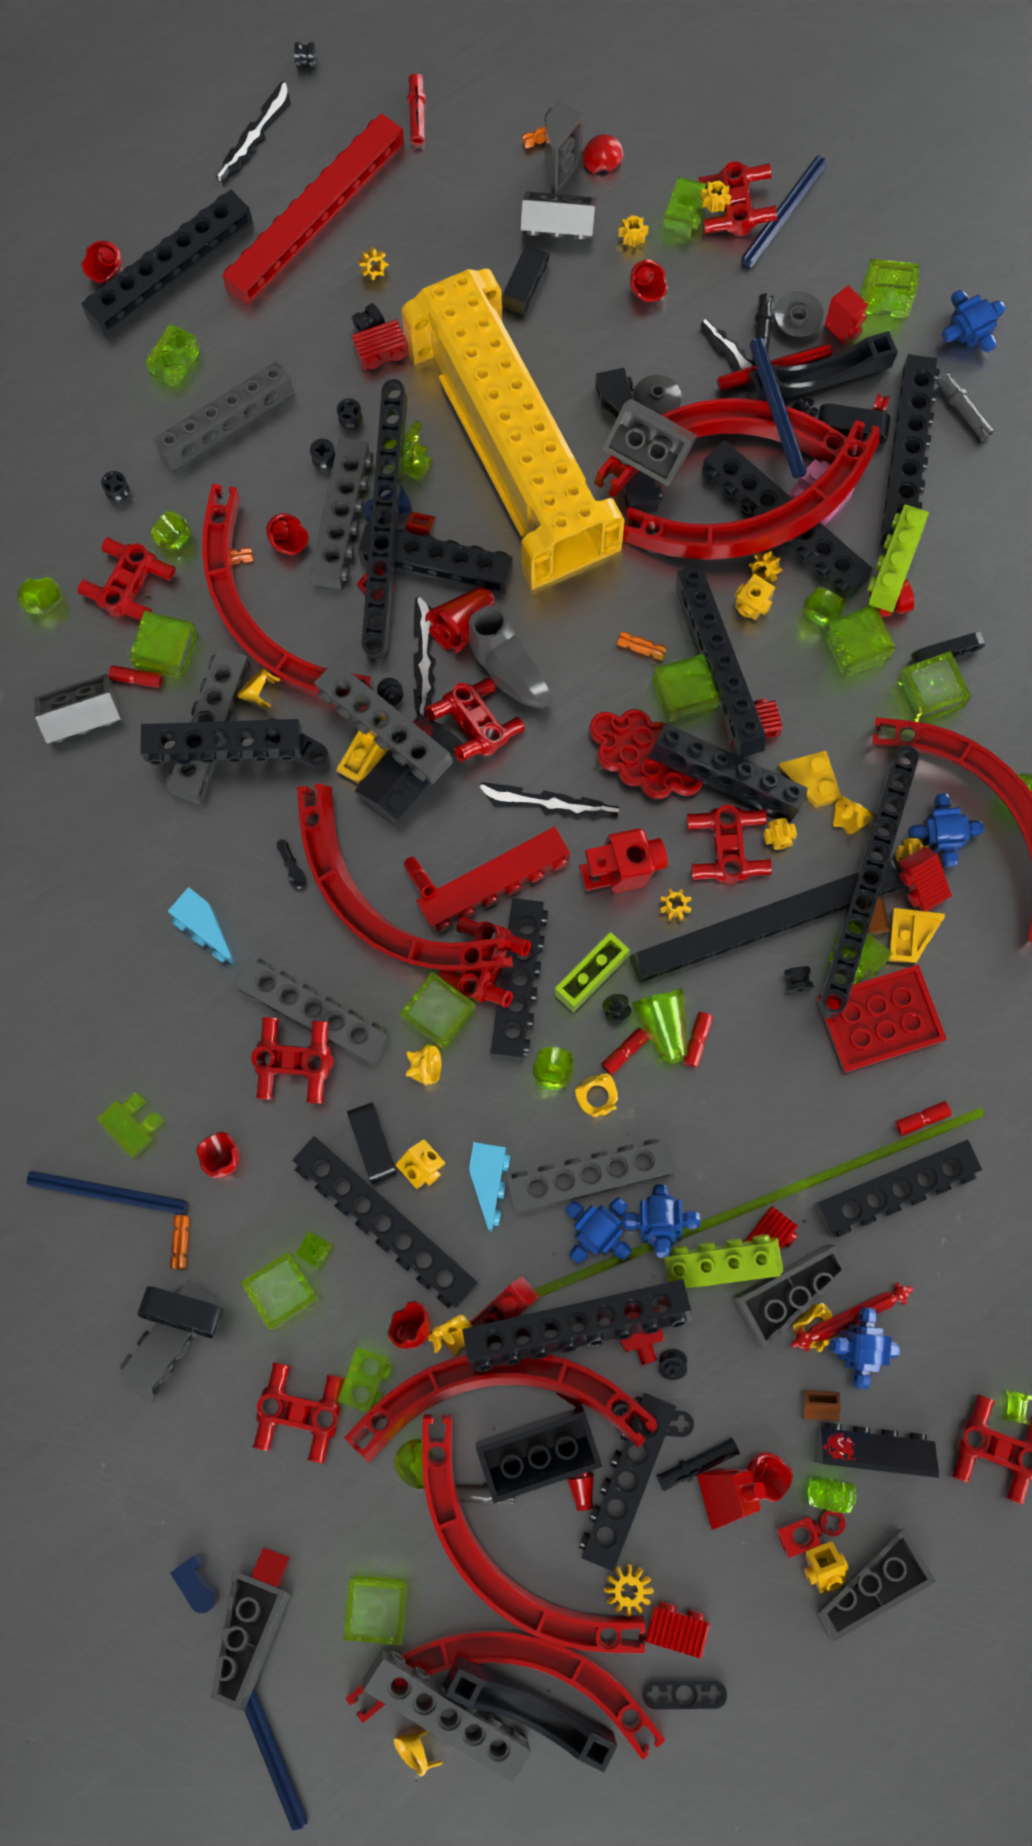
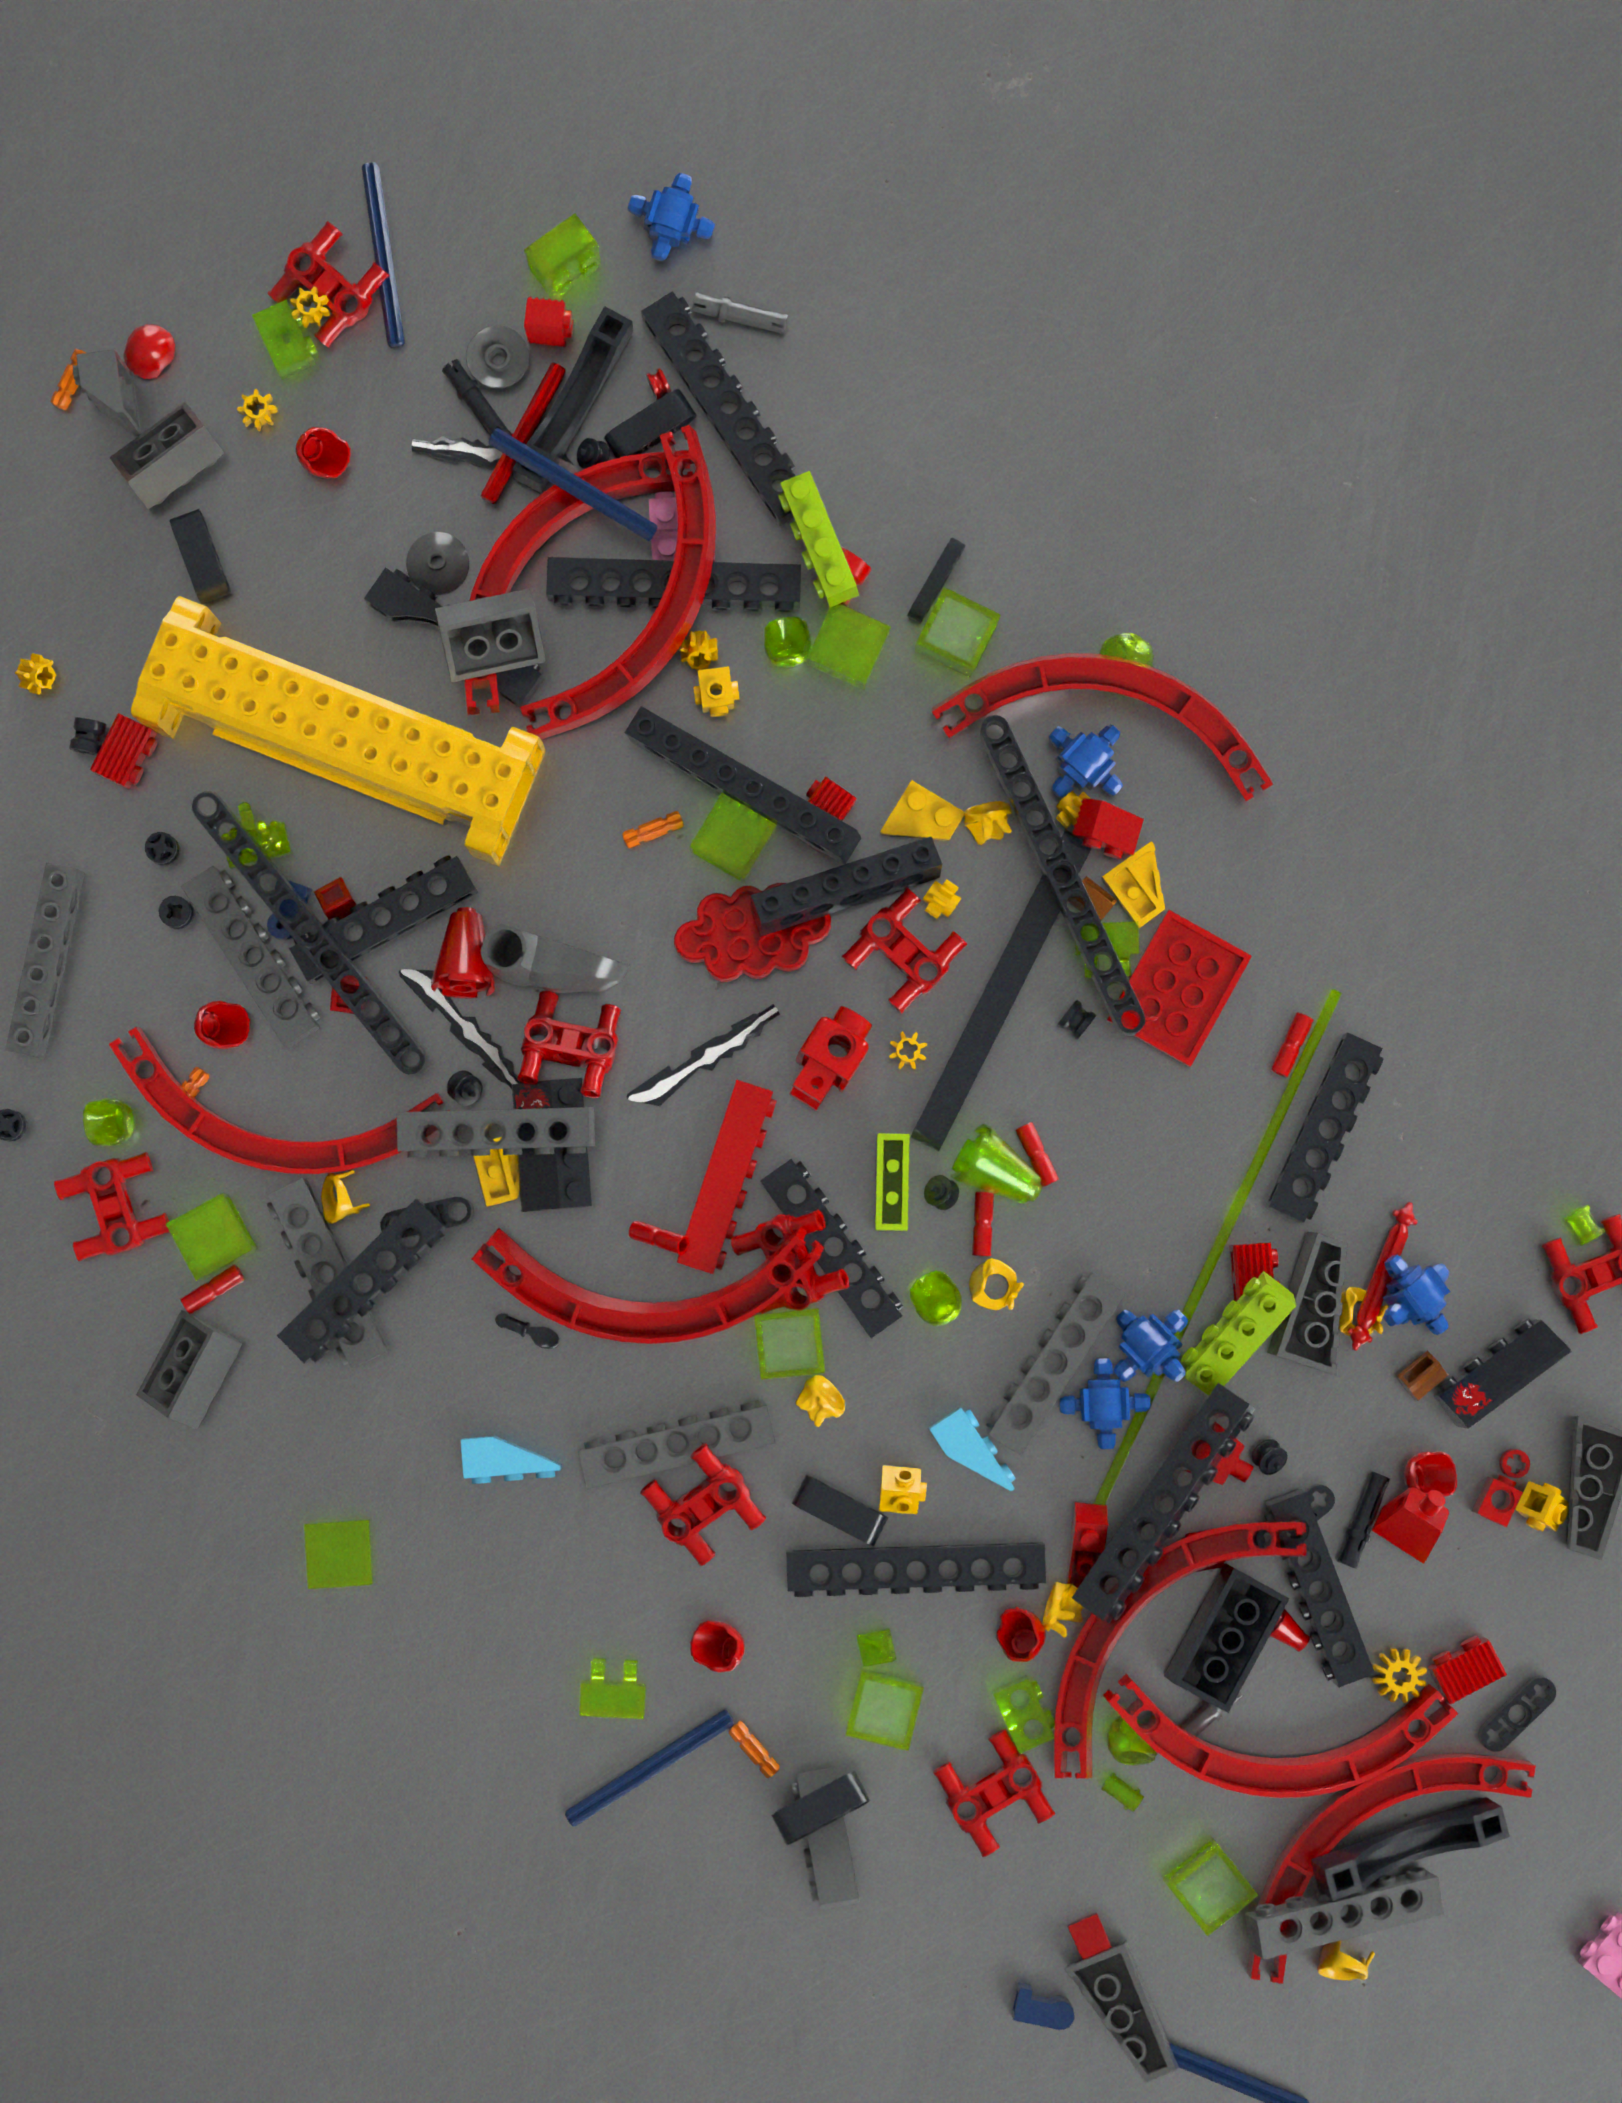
camera: 50 degrees left, 10 degrees up
(39, 596) = (47, 1297): clear neon green hair -> none
(54, 891) = (338, 1554): none -> clear neon green plate
(379, 1492) = (1122, 1792): none -> clear neon green pin
(831, 1494) = (1495, 1442): clear neon green gear -> none

